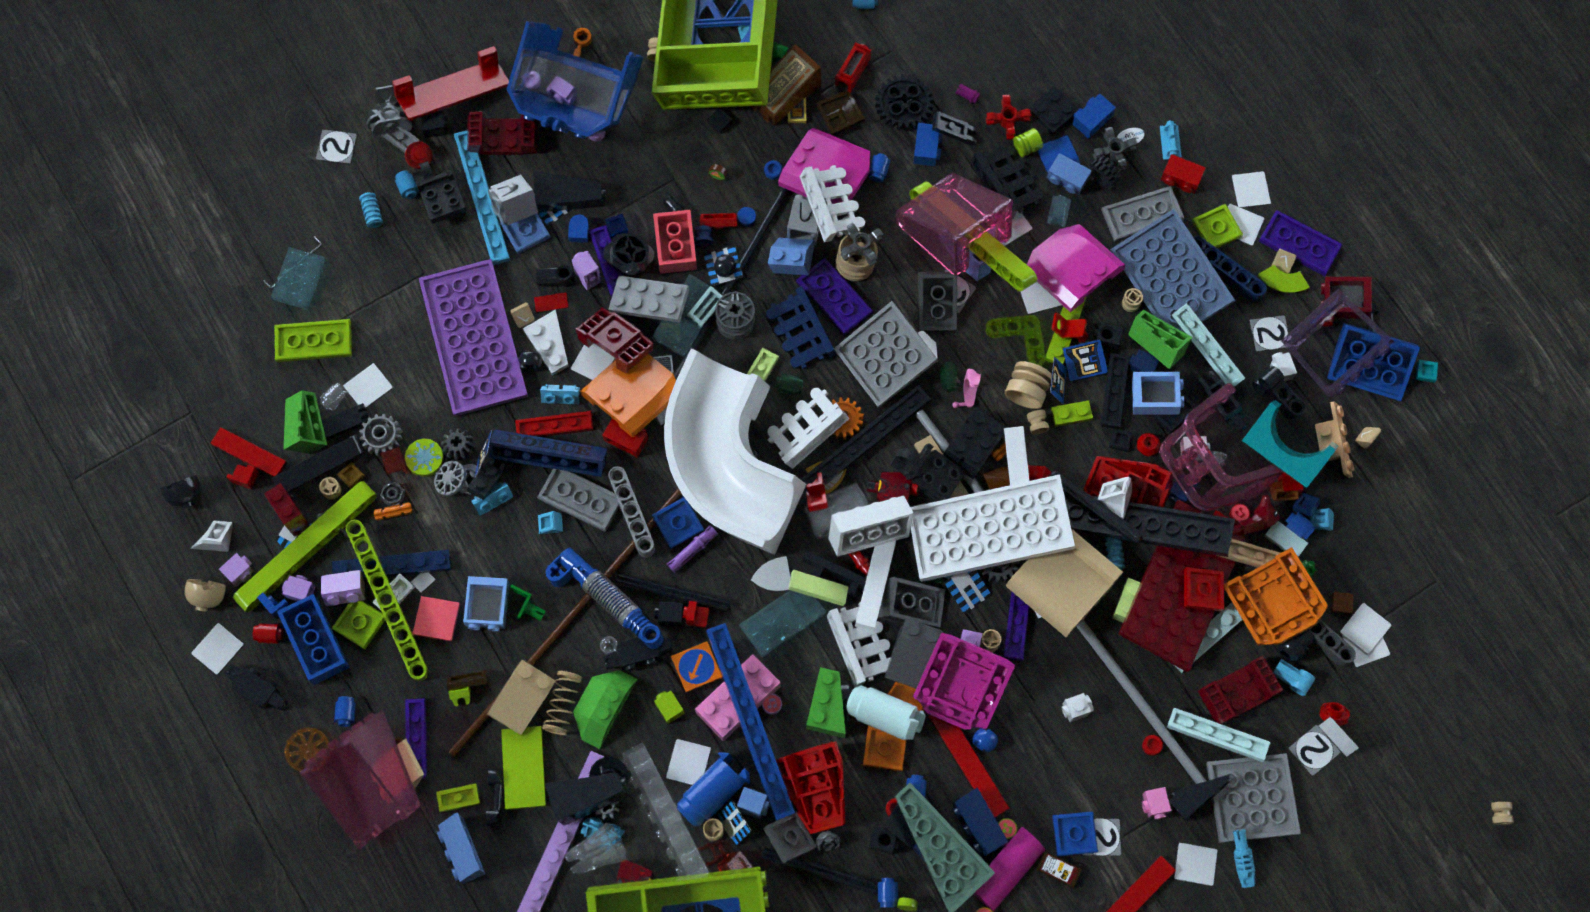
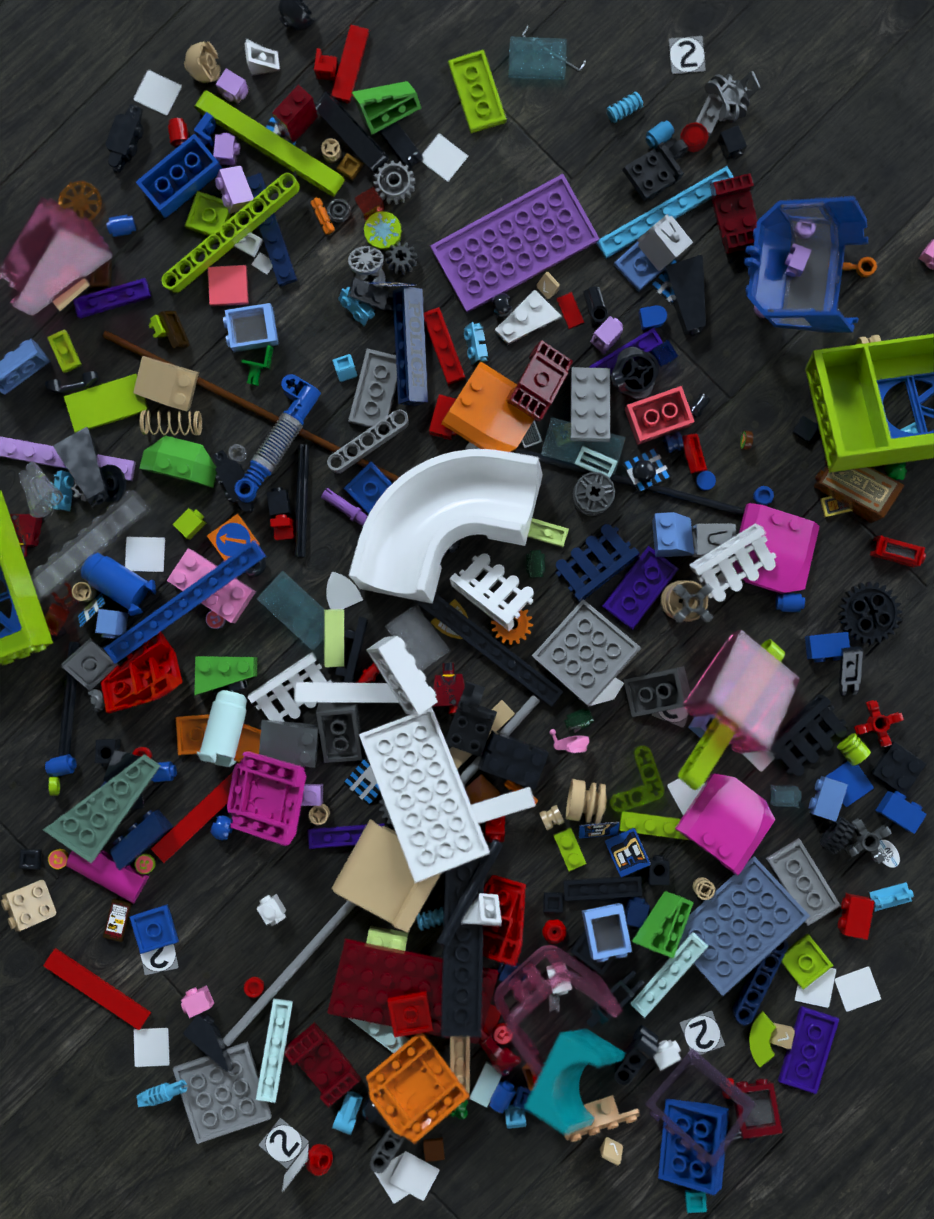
camera: 85 degrees right, 15 degrees up
(333, 396) = (422, 126): clear brick -> none
(452, 88) = (773, 148): bracket -> none
(592, 361) = (514, 364): white sticker -> none
(817, 494) = (425, 616): red slope -> none
(840, 112) = (843, 549): dark brown plate -> none
(968, 93) = (896, 678): magenta pin -> none
(1070, 328) = (656, 832): red bracket -> none

